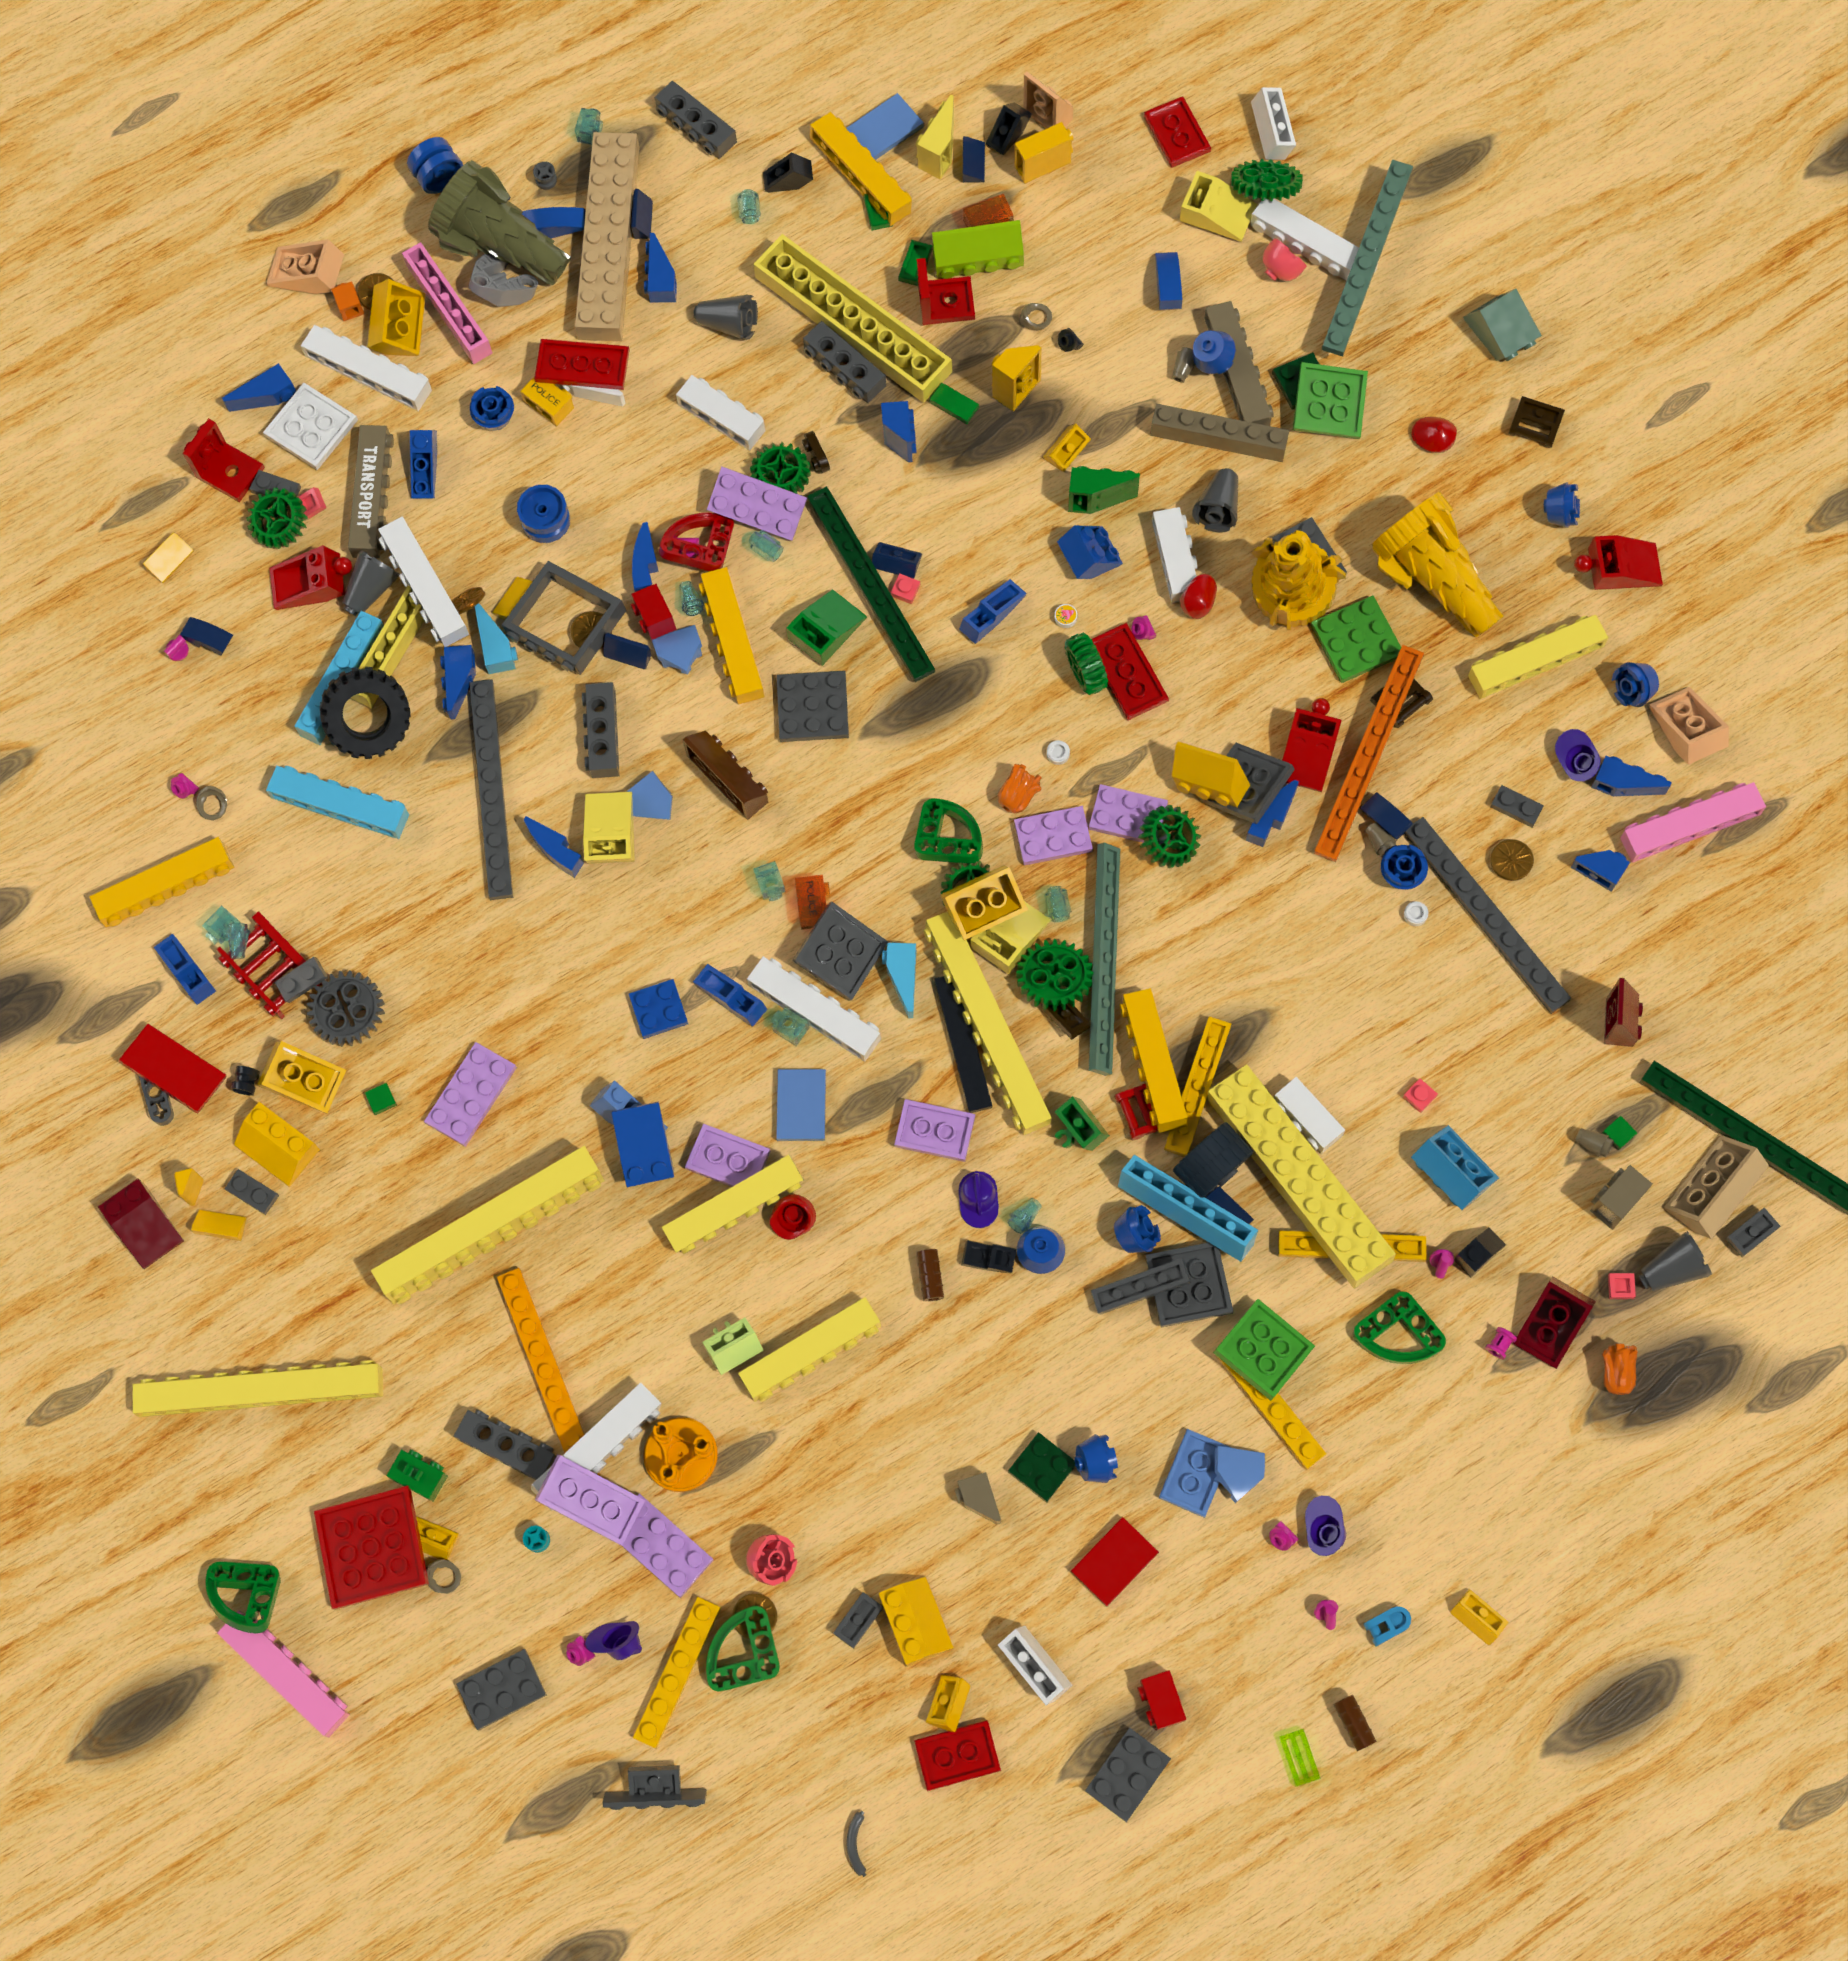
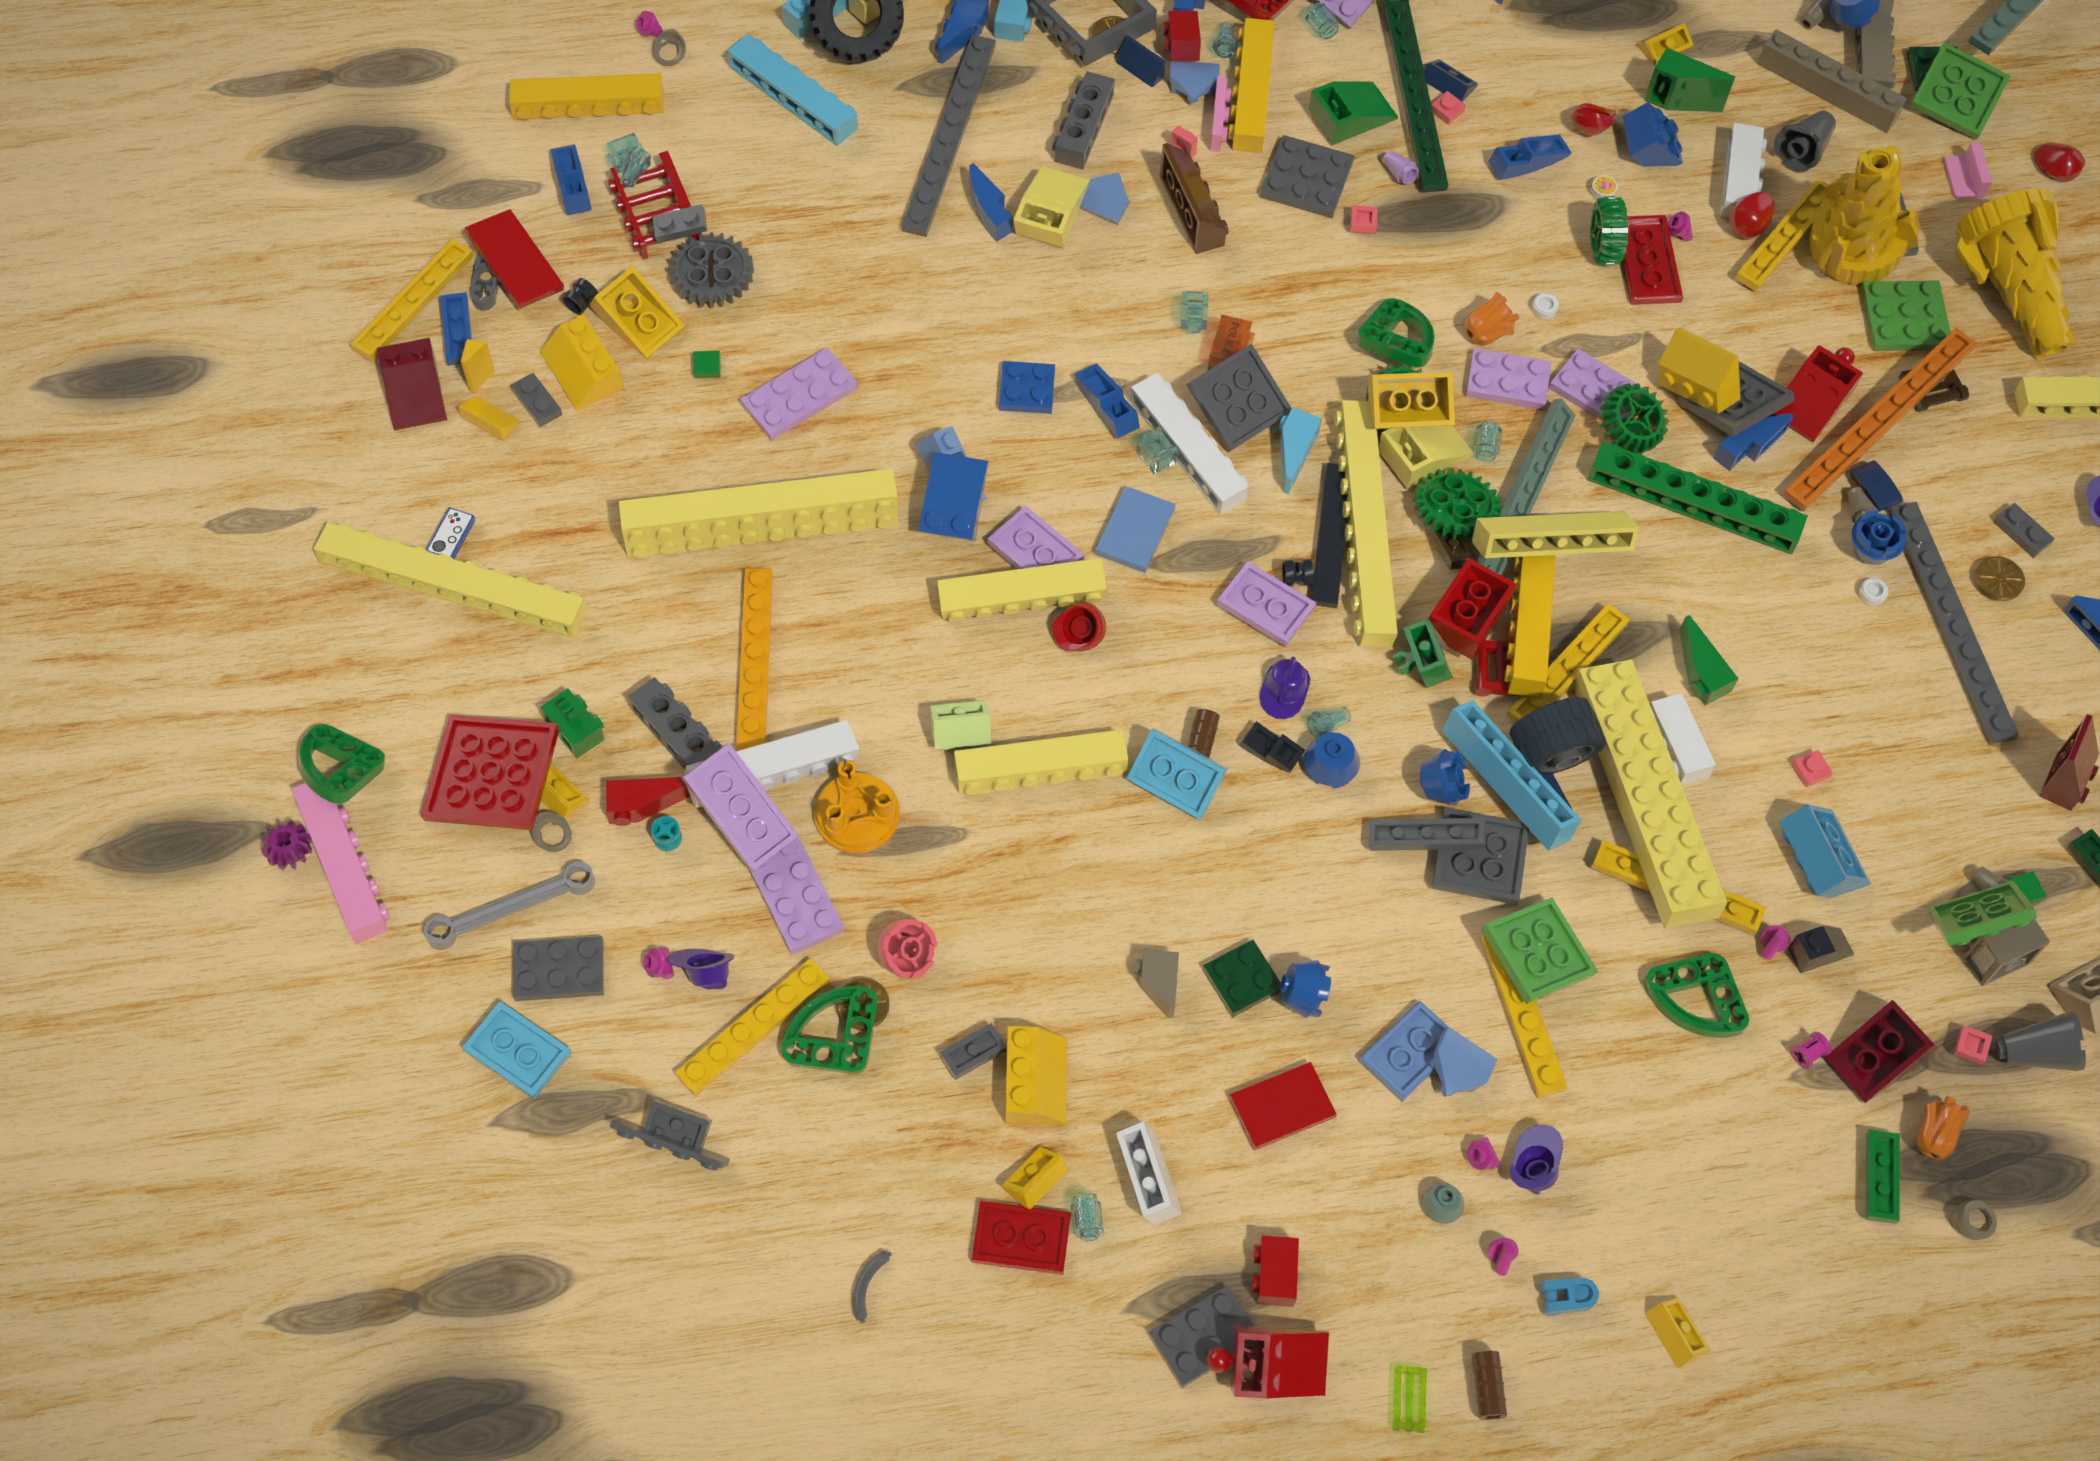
camera: 15 degrees right, 10 degrees down
(102, 1142) = (412, 299): none -> yellow plate
(153, 1153) = (455, 325): none -> blue plate
(230, 1689) = (282, 855): none -> magenta gear
(237, 1347) = (451, 533): none -> tile
(438, 1653) = (509, 906): none -> light grey piece
(500, 1773) = (517, 1050): none -> medium azure plate
(501, 1519) = (638, 799): none -> red slope
(696, 717) = (1184, 140): none -> coral plate
(716, 676) = (1221, 114): none -> bright pink plate
(876, 731) = (1363, 219): none -> coral plate
(887, 666) = (1402, 168): none -> lavender cone
(923, 1316) = (1177, 773): none -> medium azure plate
(954, 1089) = (1297, 572): none -> black wheel
(1001, 1719) = (1087, 1217): none -> clear light blue brick
(1032, 551) = (1592, 119): none -> red hat
(1102, 1072) = (1471, 607): none -> red slope
(1145, 975) = (1555, 534): none -> light yellow brick
(1191, 1775) = (1281, 1360): none -> red slope
(1232, 603) = (1783, 238): none -> yellow plate
(1236, 895) = (1707, 507): none -> green brick
(1259, 1587) = (1443, 1203): none -> sand green cone
(1307, 1043) = (1705, 667): none -> green slope
(1363, 478) = (1968, 173): none -> bright pink panel
(1589, 1425) = (1883, 1176): none -> green plate
(1593, 1179) = (1982, 913): none -> bright green plate
(1657, 1432) = (1960, 1220): none -> dark tan piece

